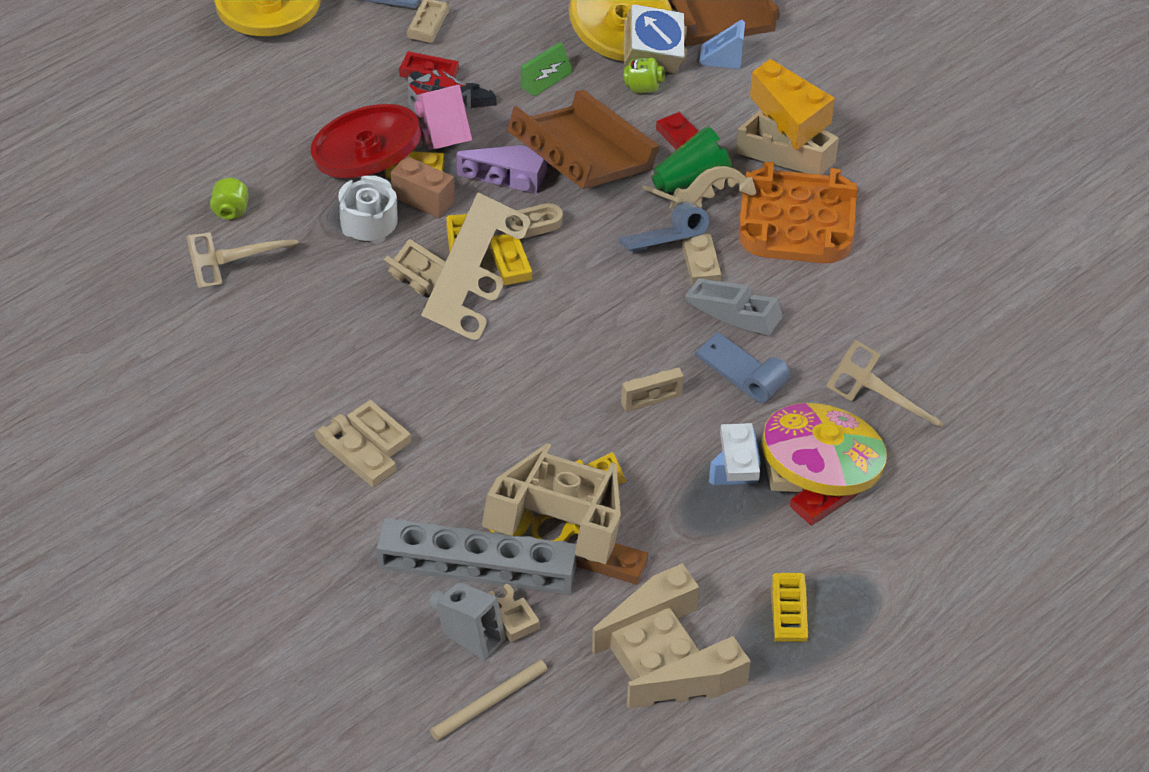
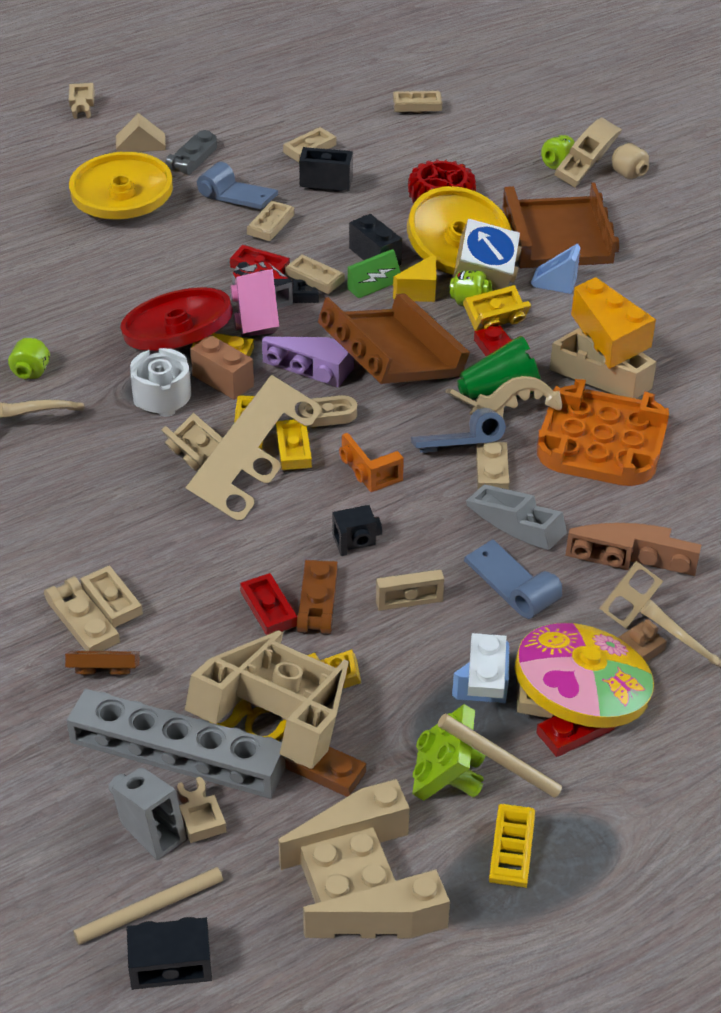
camera: 10 degrees right, 5 degrees down
(402, 489) = (87, 661): none -> dark orange plate
(487, 75) = (315, 274): none -> tan plate
(519, 736) = (168, 953): none -> black brick
(526, 418) = (268, 604): none -> red plate
(537, 32) = (372, 237): none -> black brick
(568, 405) = (317, 596): none -> dark orange plate
(588, 336) = (355, 528): none -> black brick
(591, 73) = (417, 281): none -> yellow slope
(592, 280) = (373, 473): none -> orange bracket
(673, 94) = (496, 308): none -> yellow bracket
(720, 537) = (447, 760): none -> lime plate
(767, 531) = (499, 755): none -> tan bar
(835, 321) = (631, 542): none -> nougat slope
(870, 410) = (645, 640): none -> medium nougat tile

